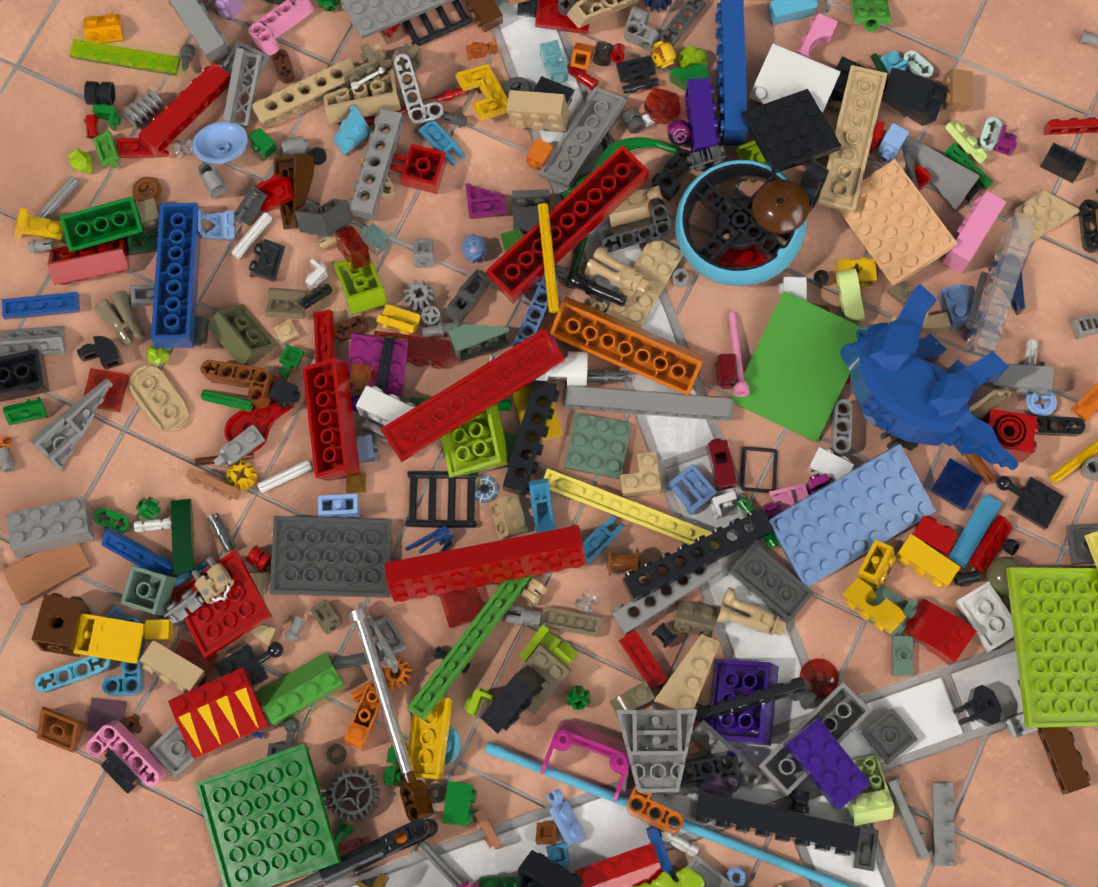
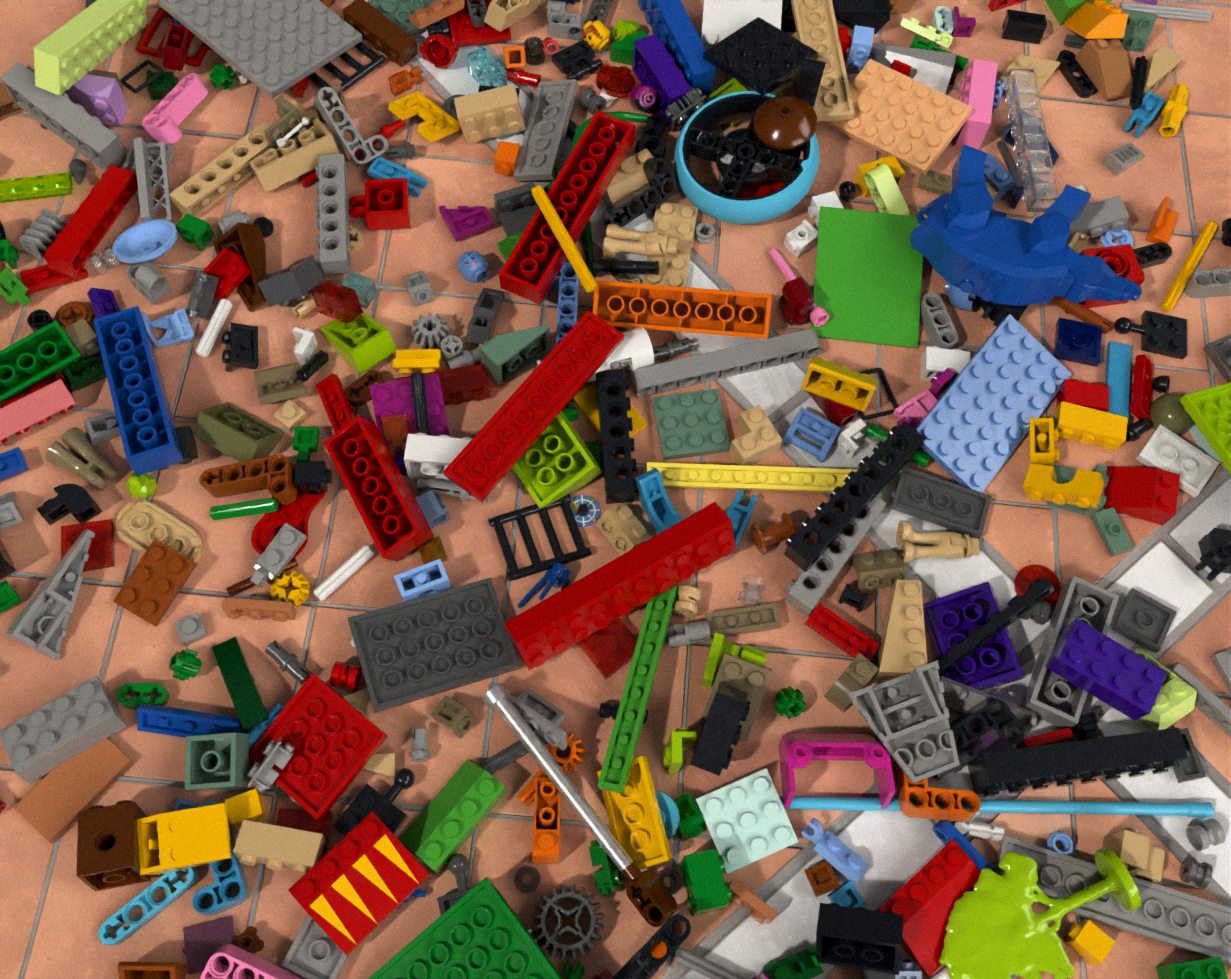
camera: 25 degrees left, 10 degrees down
(117, 190) = (39, 319): none -> black wheel
(145, 436) = (155, 582): none -> dark orange plate
(150, 525) = (197, 683): white axle -> none
(160, 481) = (191, 629): none -> light grey plate
(173, 188) = (103, 302): none -> dark purple plate
(214, 583) = (300, 721): tan piece -> none
(286, 65) = (190, 155): copper beam -> none
(351, 131) = (293, 190): medium azure wing -> none
(468, 755) = (691, 818): none -> green bracket
(508, 771) = (746, 820): none -> light aqua plate
(520, 30) = (439, 50): none -> red hair
(726, 456) = (839, 383): none -> yellow slope
(756, 317) = (801, 239): none -> white brick
(761, 798) = (1048, 738): none -> red plate
(997, 227) = (997, 94): none -> light blue gear

